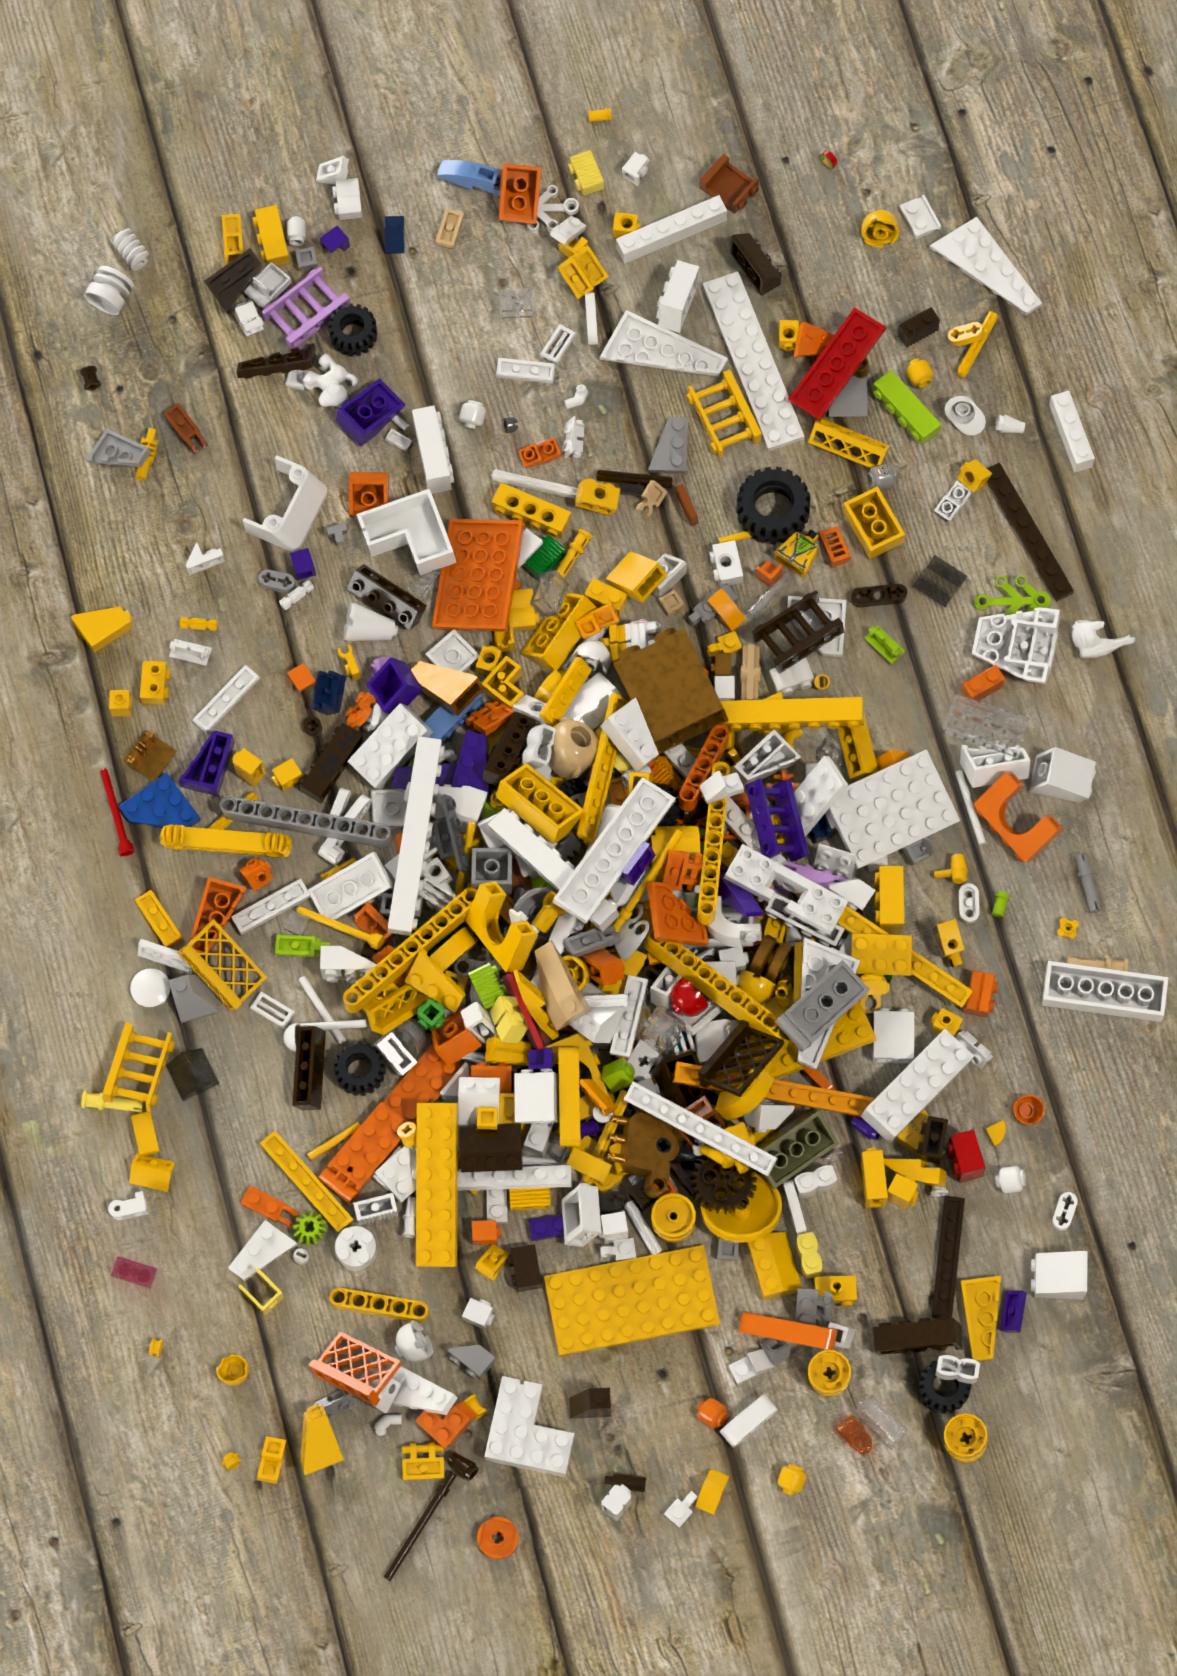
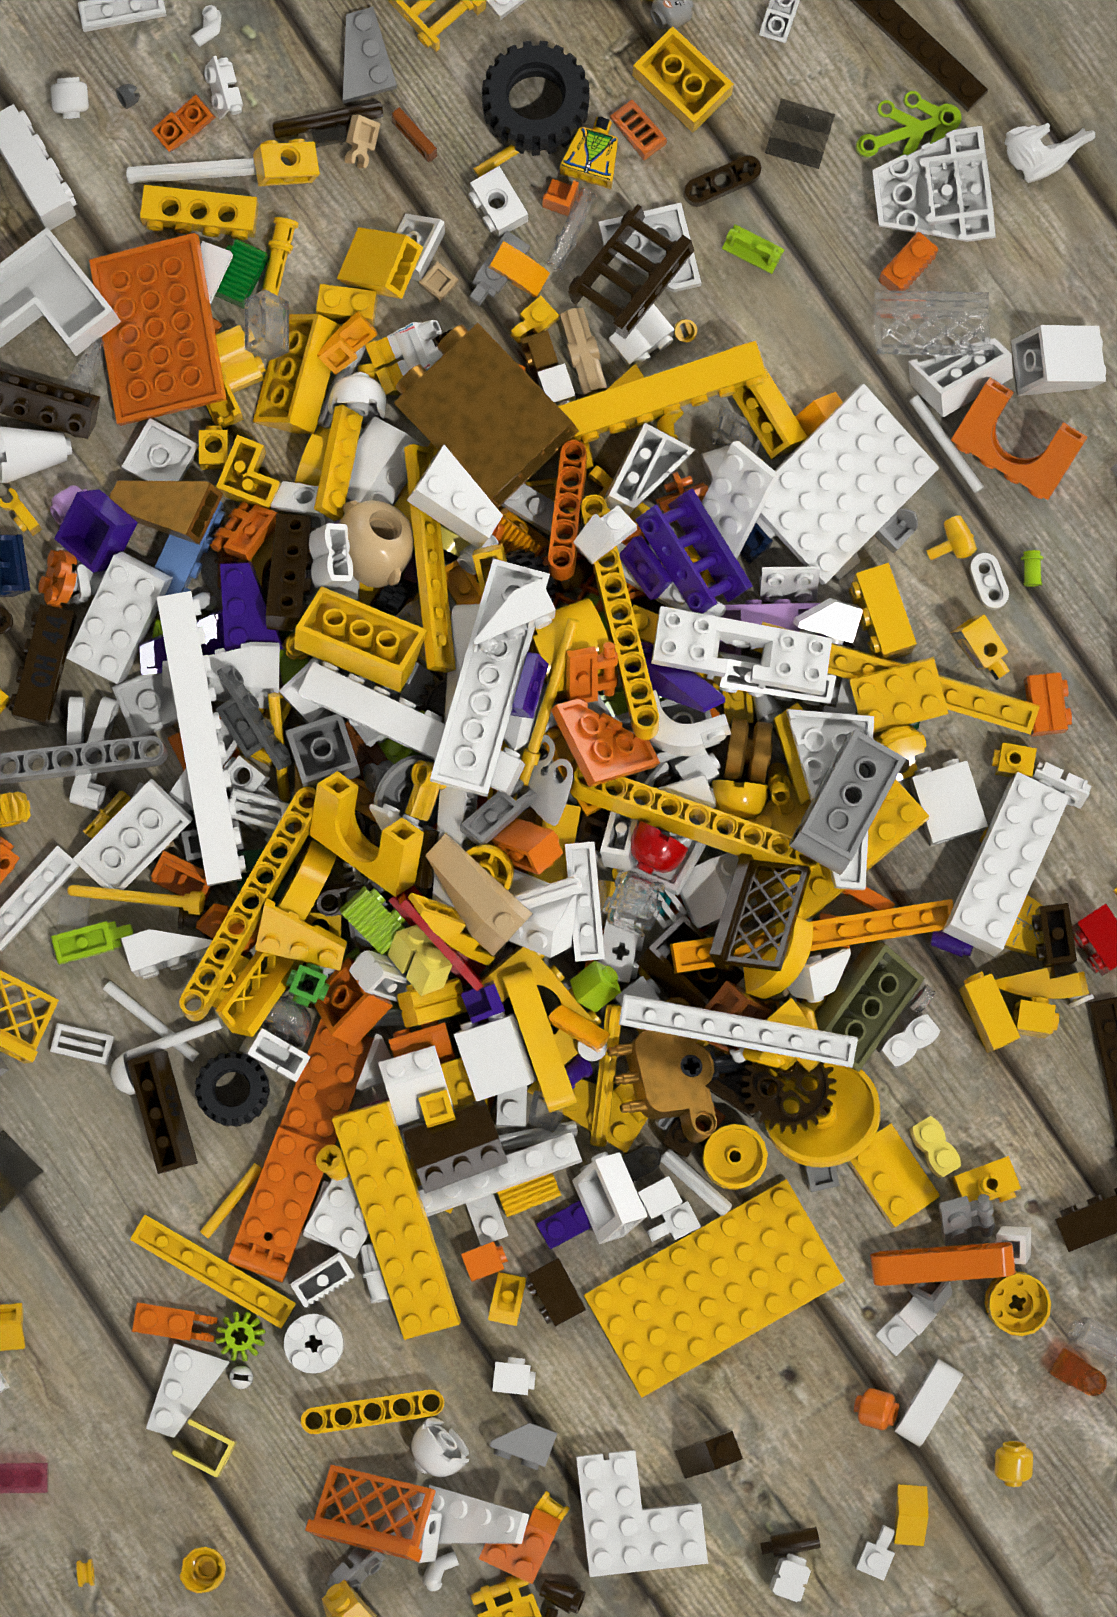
camera: 25 degrees left, 10 degrees up
(588, 1164) = (594, 1122): yellow slope -> none
(647, 814) = (522, 610): none -> white slope
(741, 818) = (645, 568): none -> dark purple plate
(794, 1207) = (894, 1088): white beam -> none

